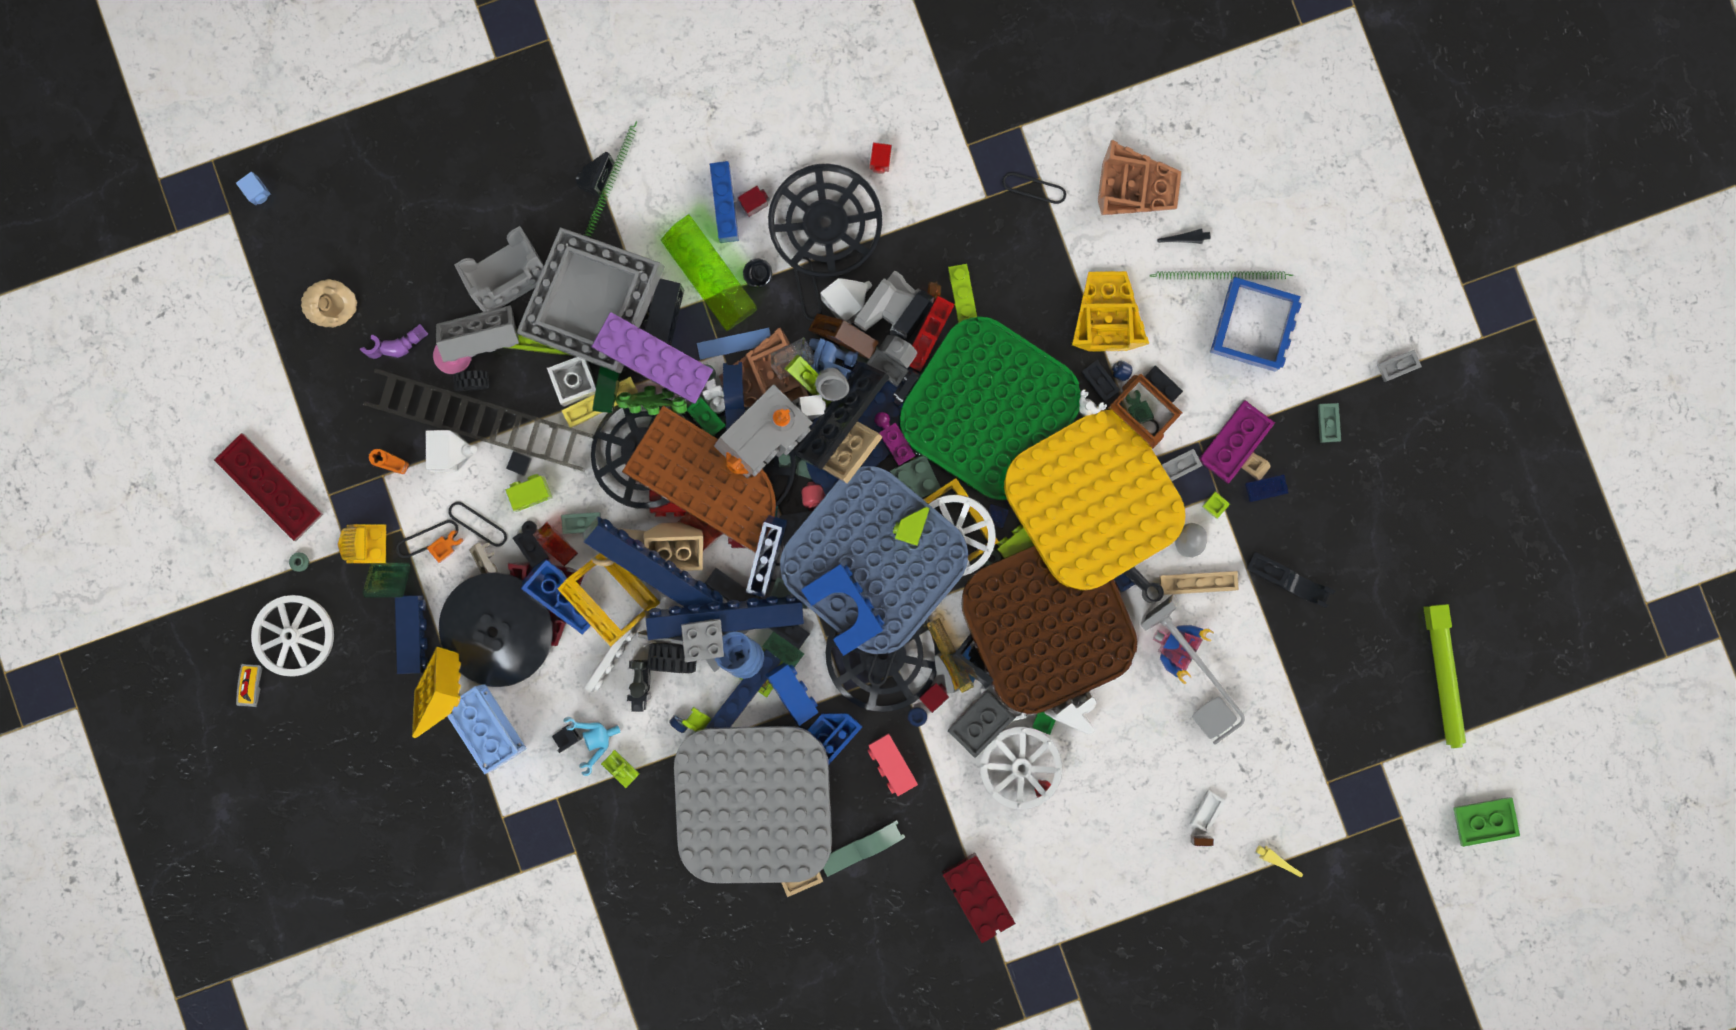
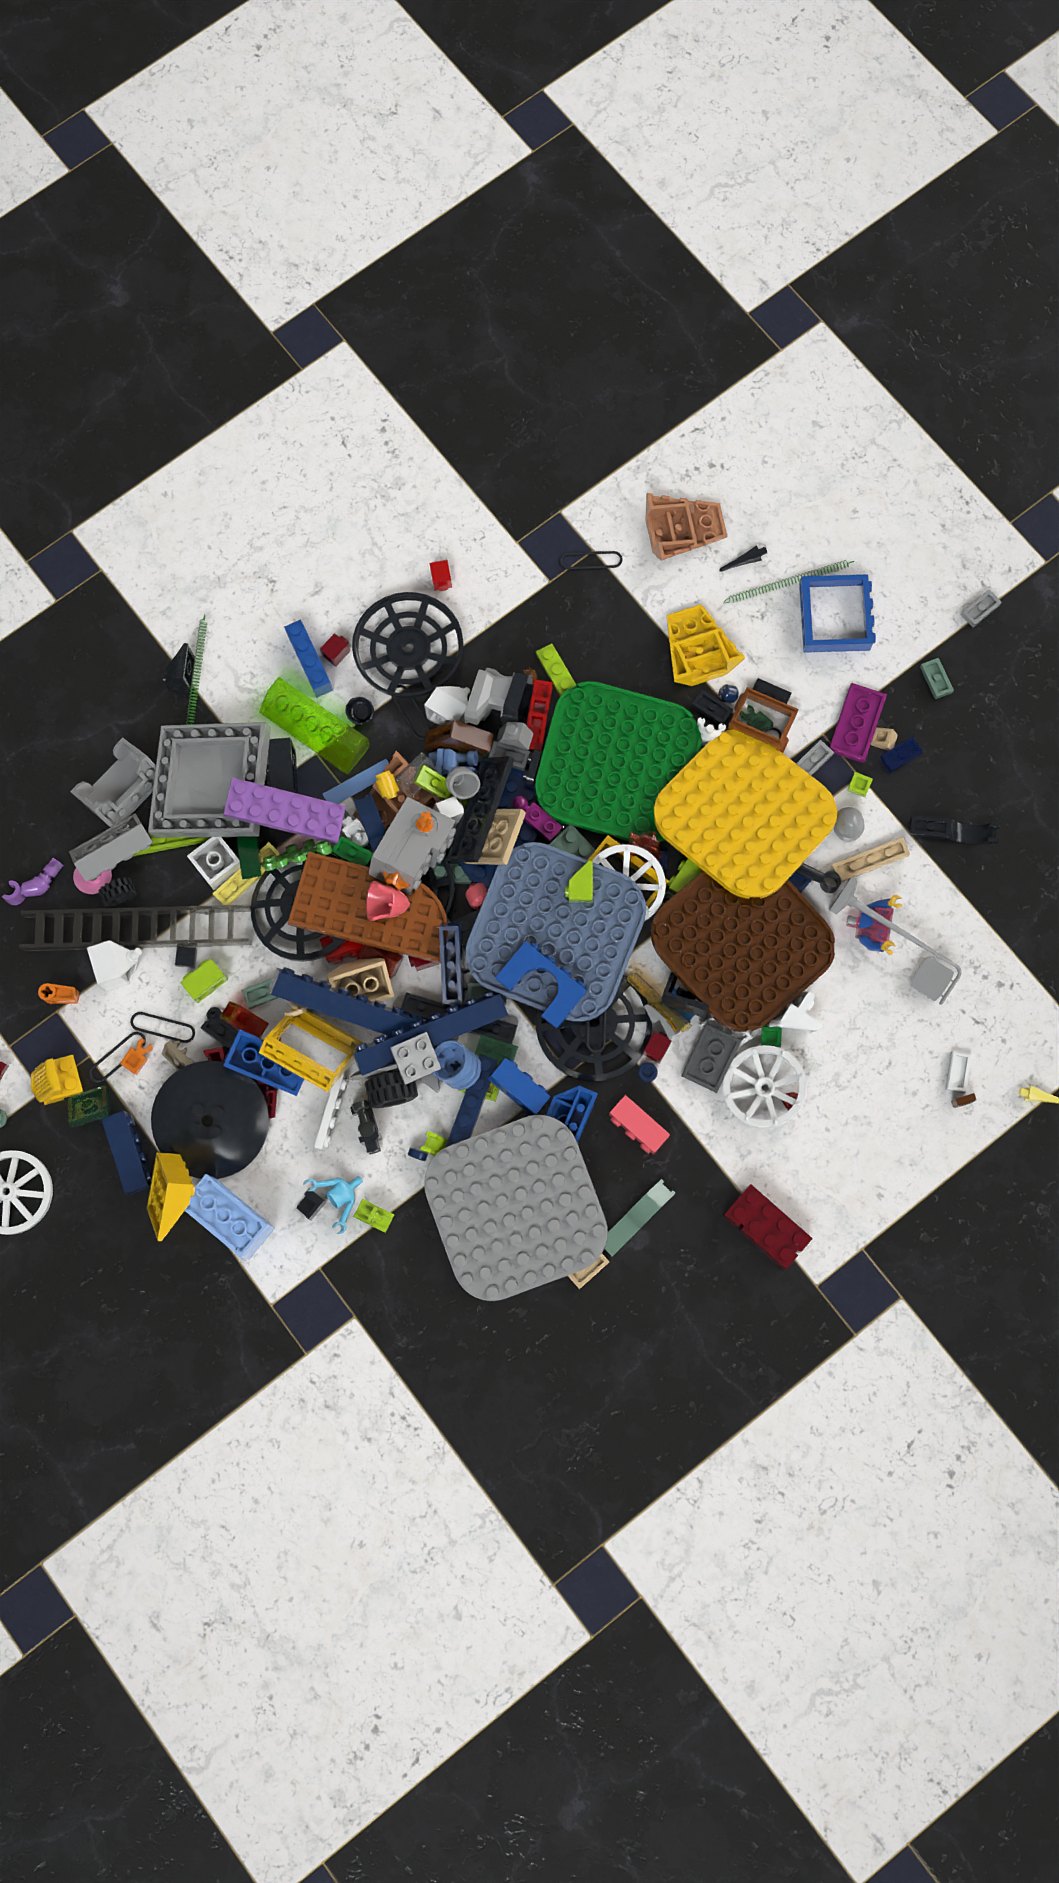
camera: 15 degrees left, 10 degrees down
(719, 481) = (384, 902): none -> coral helmet
(759, 360) = (387, 784): none -> yellow brick
(989, 500) = (646, 842): none -> clear red hips

